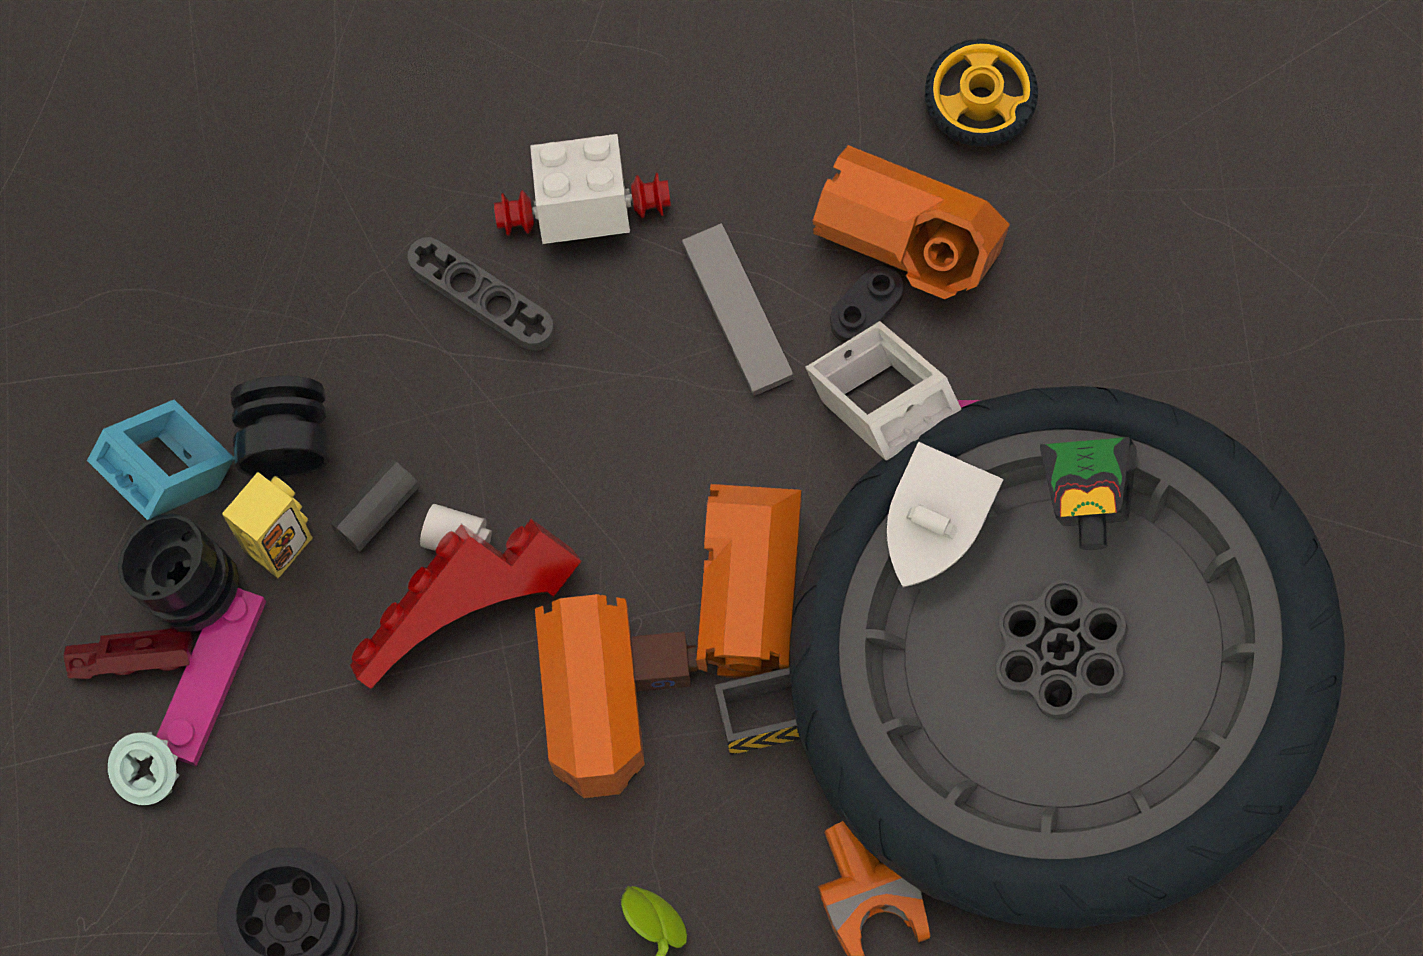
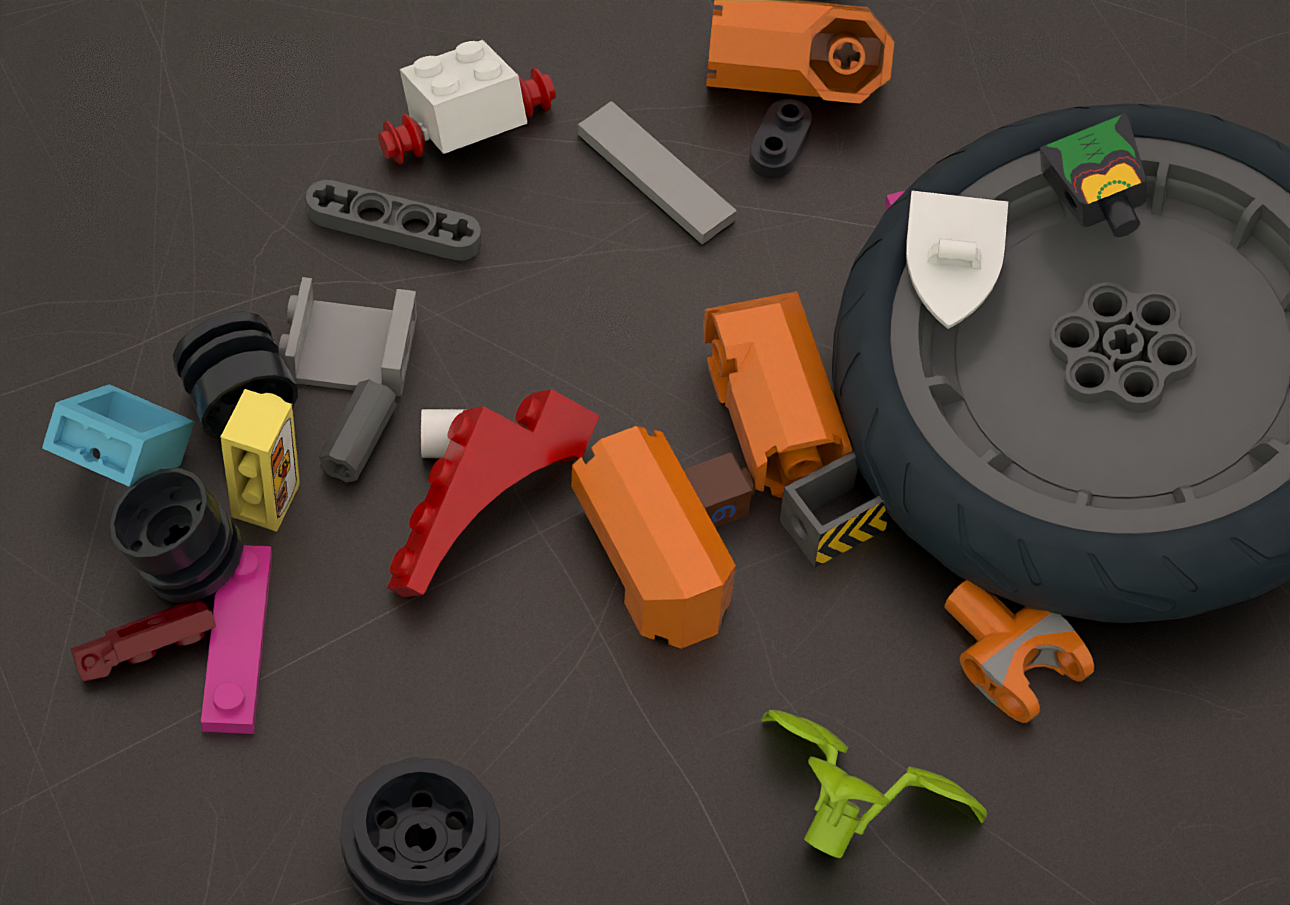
camera: 30 degrees left, 15 degrees down
(124, 768) = (177, 752): light aqua gear -> none
(397, 410) = (348, 343): none -> light grey panel
(902, 418) = (877, 165): white window -> none

